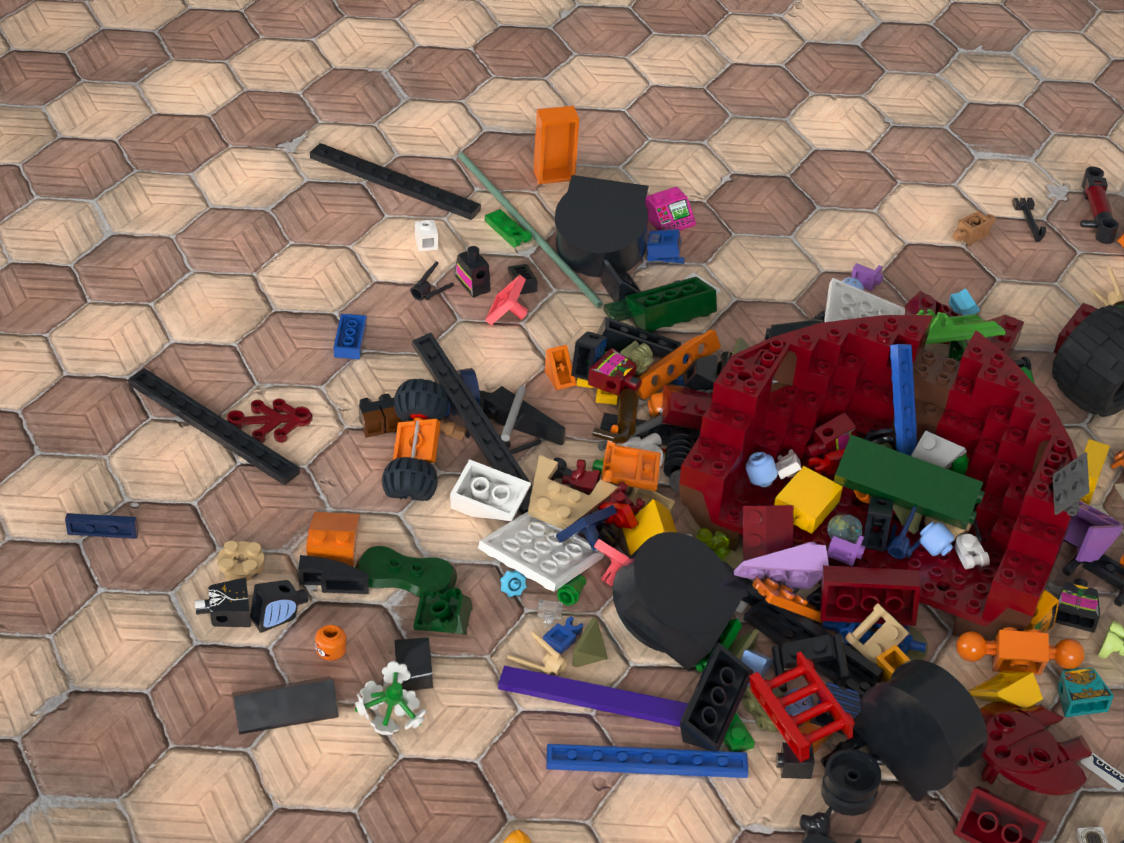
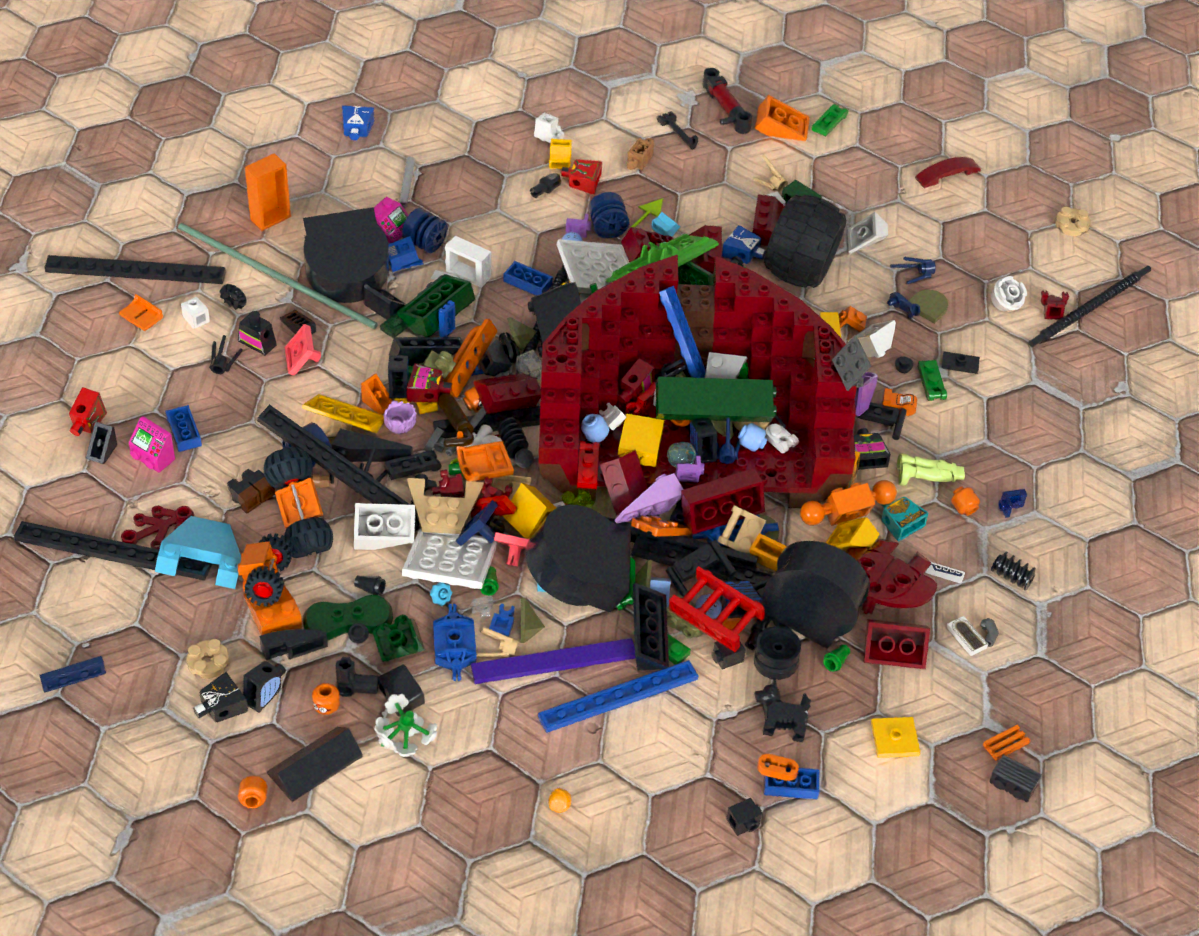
camera: 25 degrees left, 5 degrees up
(202, 707) = (252, 792): none -> orange head
(264, 323) = (102, 443): none -> black slope
(265, 290) = (86, 411): none -> red torso
(300, 445) = (202, 541): none -> medium azure wedge
(307, 340) = (151, 445): none -> dark pink slope
(341, 489) = (260, 568): none -> brick
(366, 634) = (349, 682): none -> black piece
(375, 221) = (138, 307): none -> orange piece
(405, 591) = (358, 633): none -> black plate
(446, 548) = (371, 584): none -> black cone
(470, 231) = (236, 293): none -> black gear
(496, 649) = (454, 653): none -> blue plate
(507, 228) = (259, 281): green plate -> none
(513, 413) = (366, 449): light grey bar -> none
(519, 375) = (345, 413): none -> yellow slope
(558, 447) = (412, 464): none -> black plate
(570, 396) = (400, 417): none -> lavender hair
(587, 434) = (436, 441): none -> dark grey tile
(669, 319) = (447, 319): none -> blue tile
(691, 112) = (357, 121): none -> blue torso
(699, 229) = (425, 230): none -> dark blue wheel
(710, 182) = (407, 181): none -> light grey piece
(731, 511) = (588, 465): none -> red plate
(733, 288) = (473, 252): none -> white window
(782, 307) = (527, 278): none -> blue piece
(854, 227) = (546, 184): none -> black arm
(885, 175) = (547, 128): none -> white brick
(886, 202) = (560, 153): none -> yellow piece
(901, 229) = (583, 175): none -> red torso
(903, 273) = (608, 215): none -> dark blue wheel
(918, 816) = (835, 659): none -> green cone
(956, 283) = (653, 208): none -> lime piece
(1039, 348) = (744, 245): none -> blue torso

